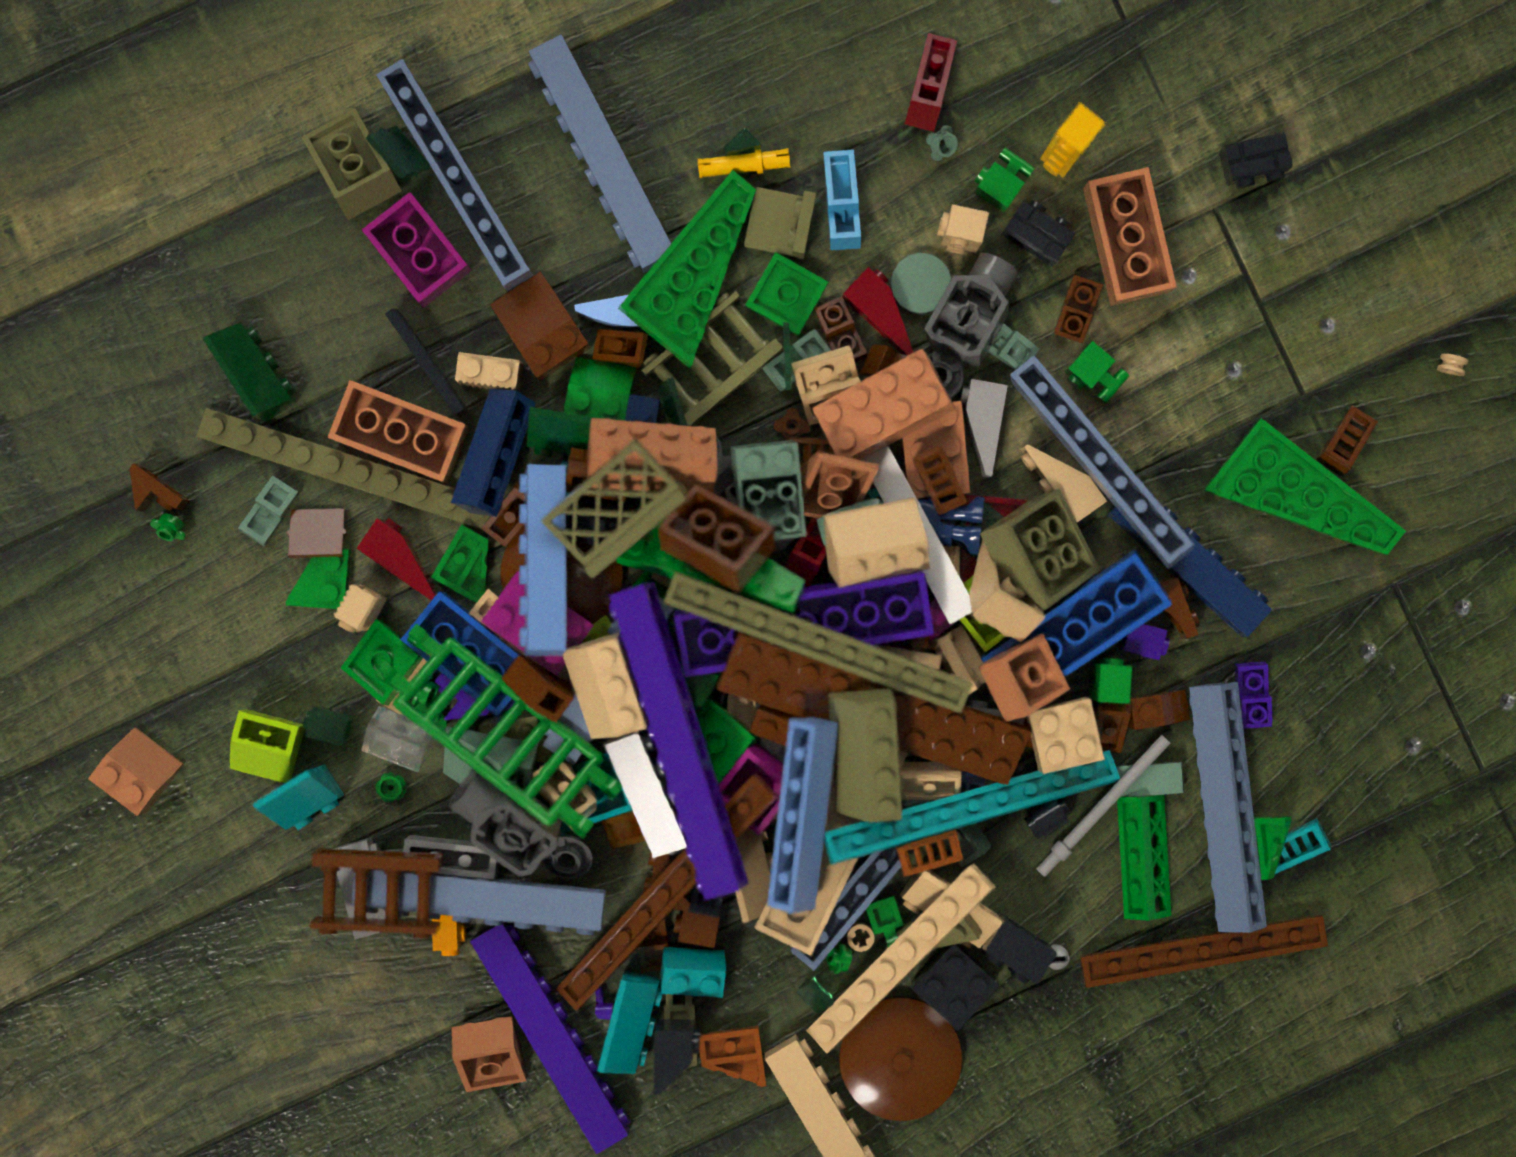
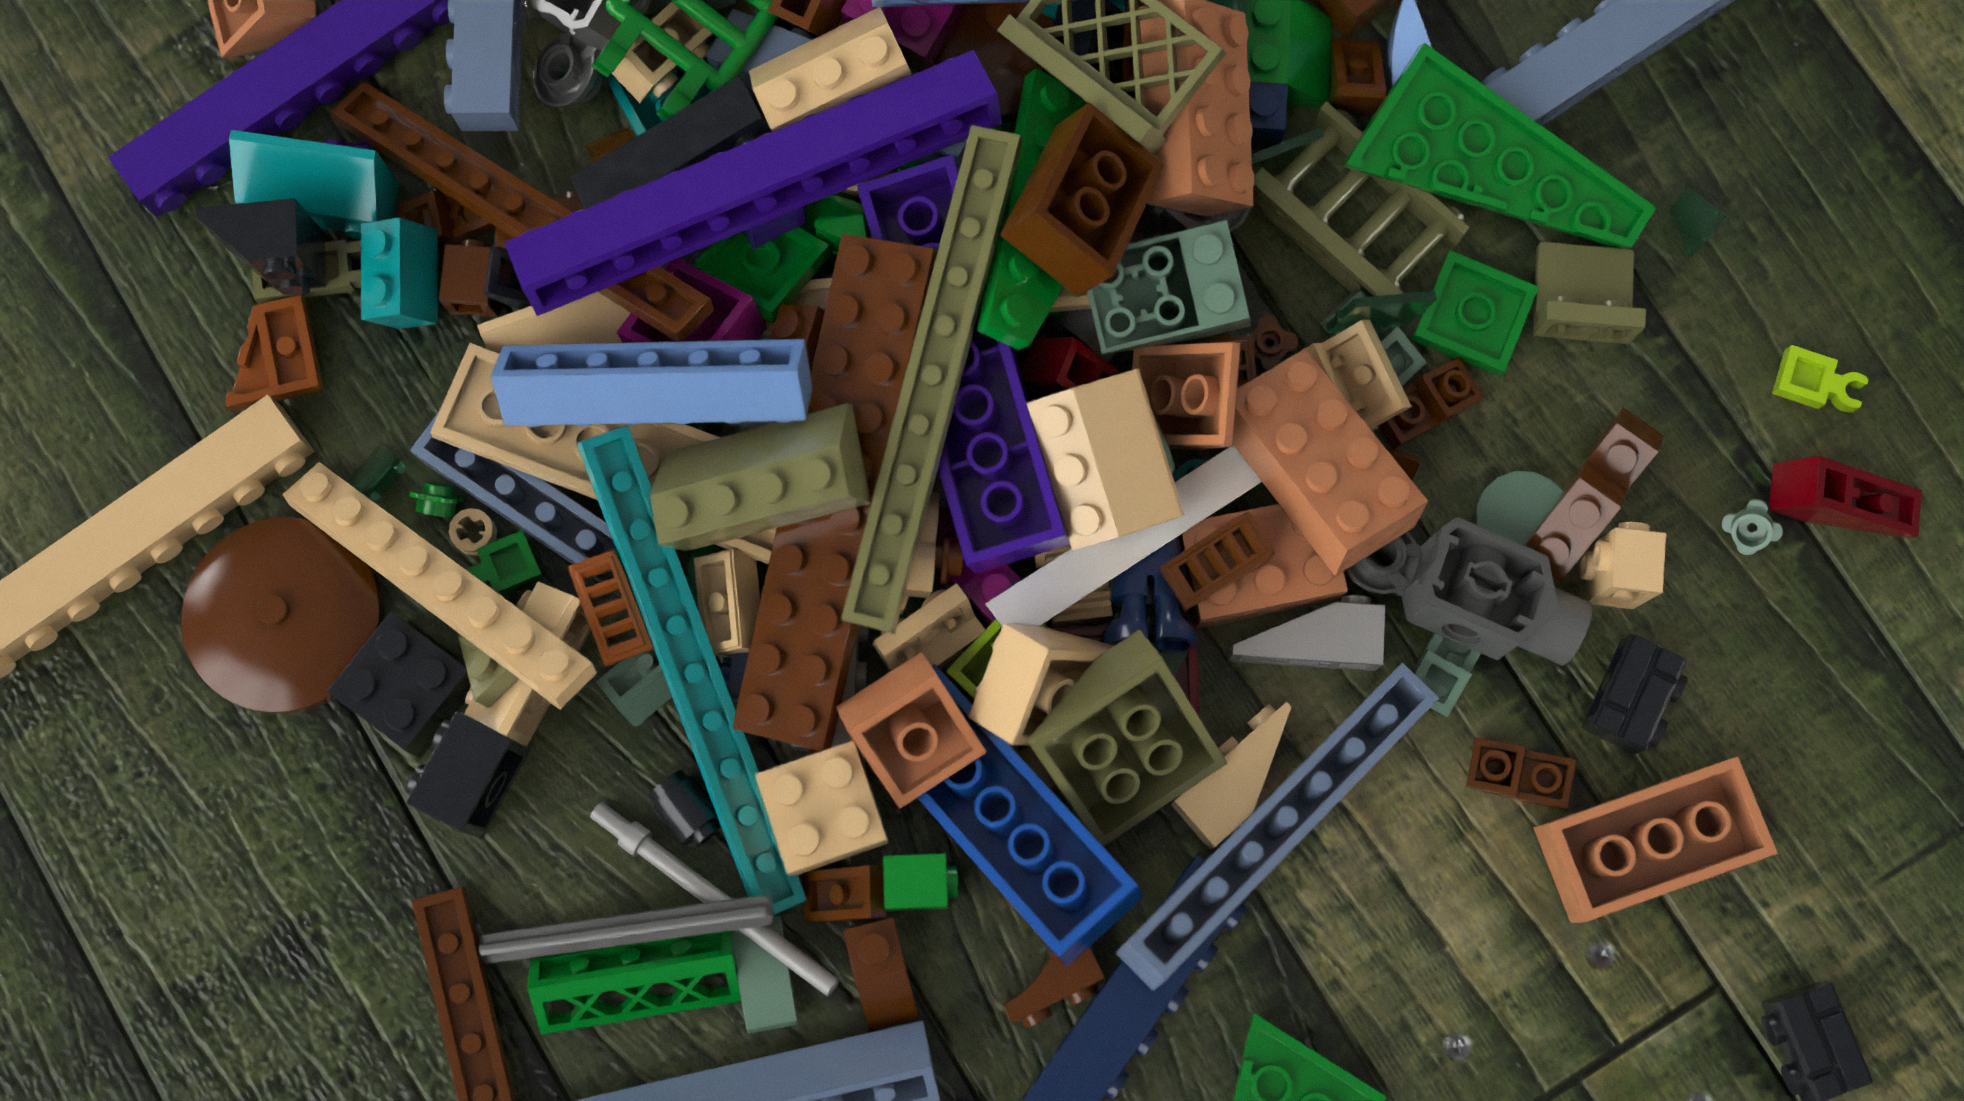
camera: 90 degrees right, 10 degrees down
(744, 163) = (1673, 246): yellow pin -> none
(842, 200) = (1634, 381): dark azure slope -> none
(851, 89) = (1812, 379): none -> lime plate
(876, 304) = (1481, 450): dark red slope -> none
(913, 237) = (1595, 491): none -> reddish brown arch
(1000, 184) = (1702, 626): green brick -> none
(1058, 965) = (470, 851): light grey hinge -> none
(1071, 141) = (1803, 713): yellow brick -> none
(1091, 368) = (1429, 804): green brick -> none
(1118, 859) = (626, 929): none -> dark grey axle
(1146, 642) = (992, 939): dark purple brick -> none

